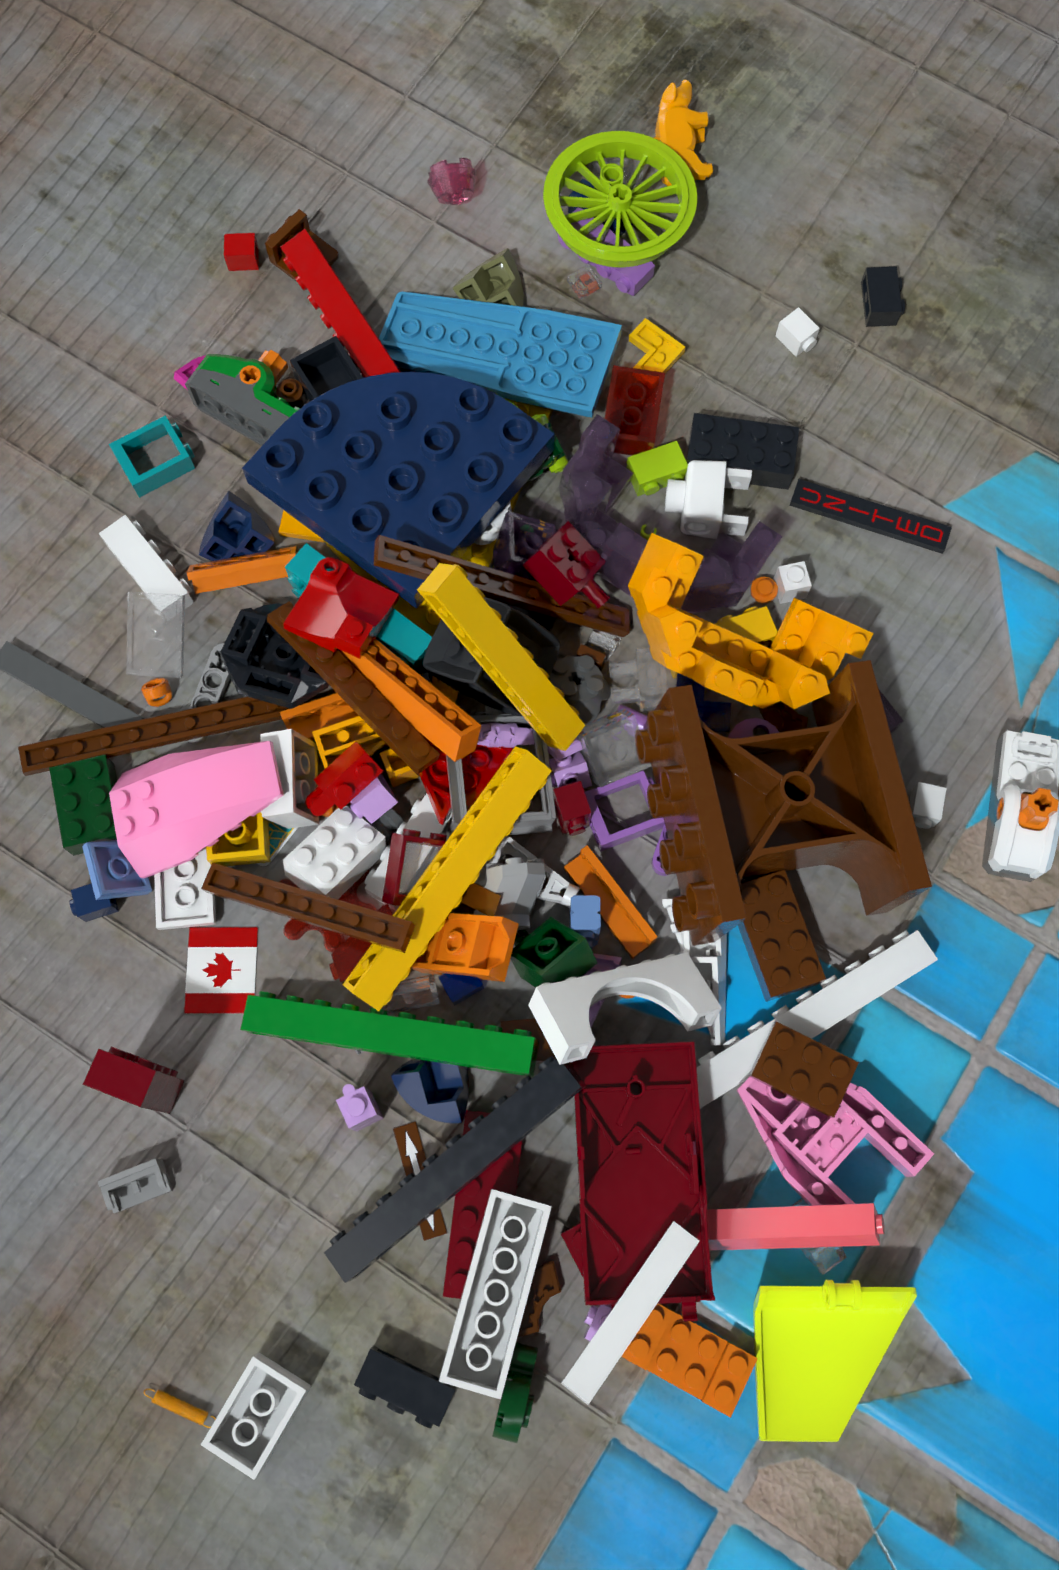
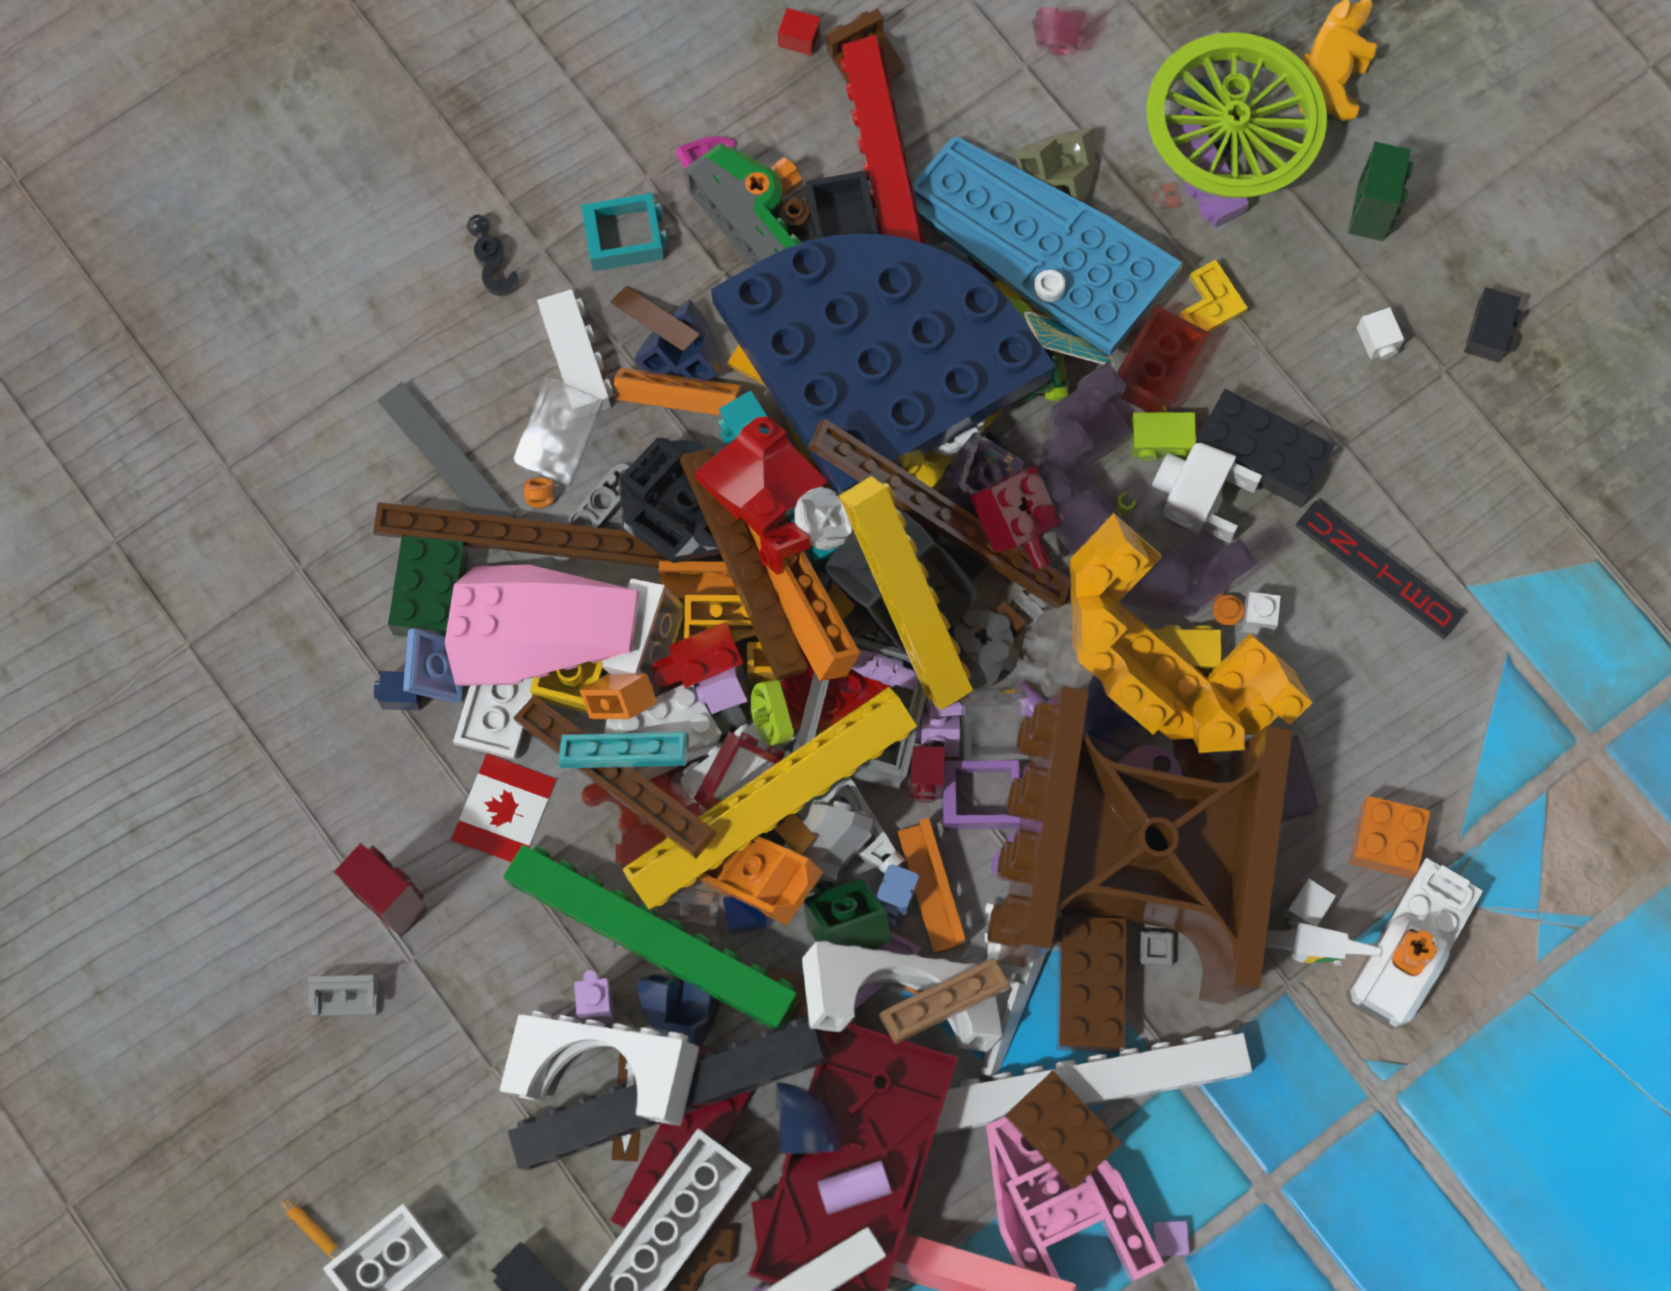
camera: 20 degrees right, 0 degrees up
(47, 512) = (490, 254): none -> black piece
(204, 515) = (654, 318): none -> reddish brown sticker
(286, 837) = (618, 696): none -> orange brick
(306, 881) = (623, 750): none -> teal tile
(379, 657) = (780, 544): none -> red bracket
(407, 625) = (822, 518): none -> white tile
(415, 793) = (769, 699): none -> lime piece
(438, 1146) = (659, 1063): none -> white arch
(522, 378) = (1049, 285): none -> white tile
(554, 417) = (1062, 340): none -> teal sticker
(585, 1149) = (805, 1122): none -> dark blue brick
(647, 1188) = (854, 1187): none -> lavender brick
(663, 996) = (944, 1000): none -> medium nougat tile
(756, 218) = (1380, 191): none -> dark green brick
(814, 886) = (1156, 949): none -> light grey tile
(925, 1125) = (1171, 1238): none -> lavender tile
(954, 832) = (1317, 944): none -> white animal
(967, 725) = (1389, 837): none -> orange brick

